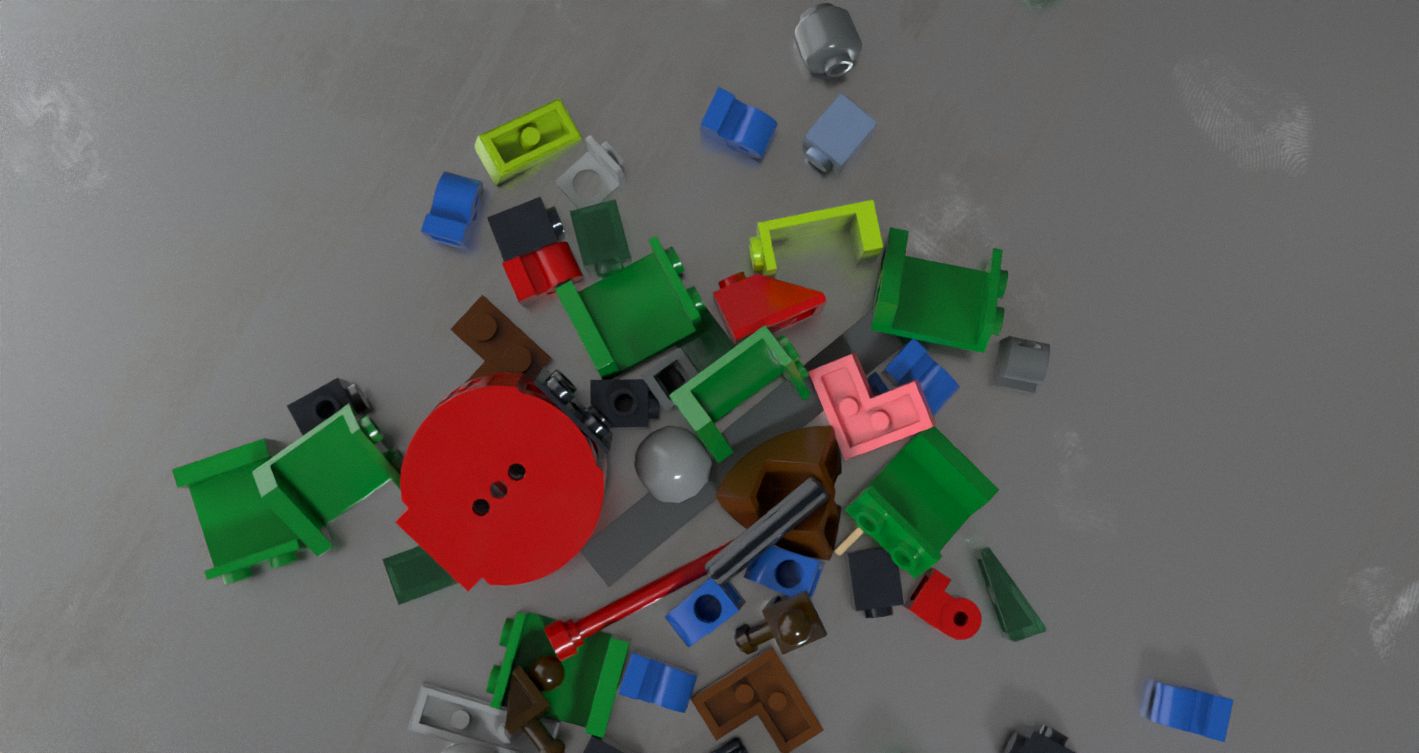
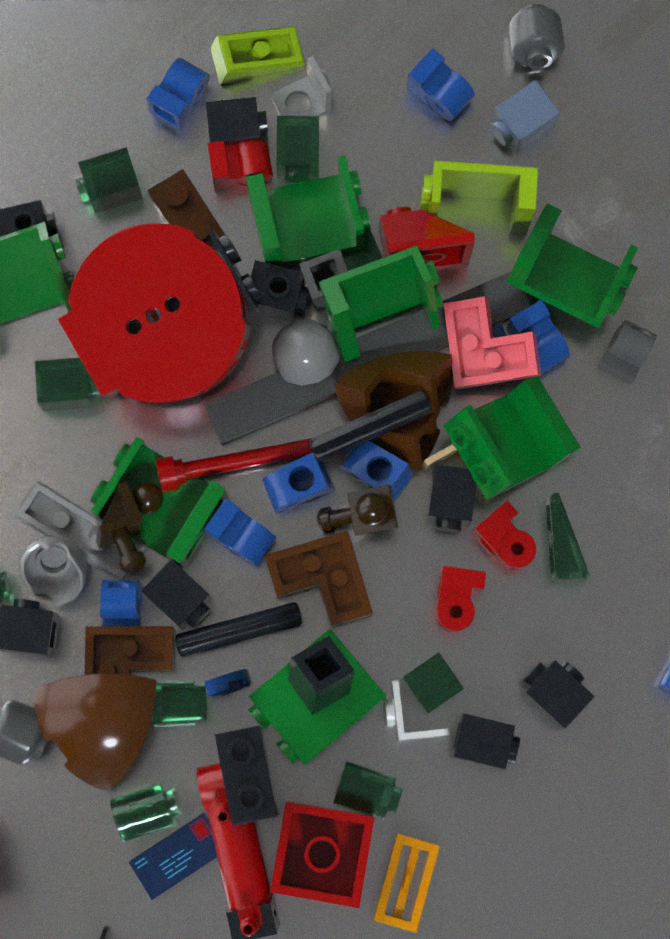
camera: 10 degrees right, 5 degrees down
(405, 331) = (108, 181): none -> clear green brick
(906, 686) = (454, 605): none -> red leg

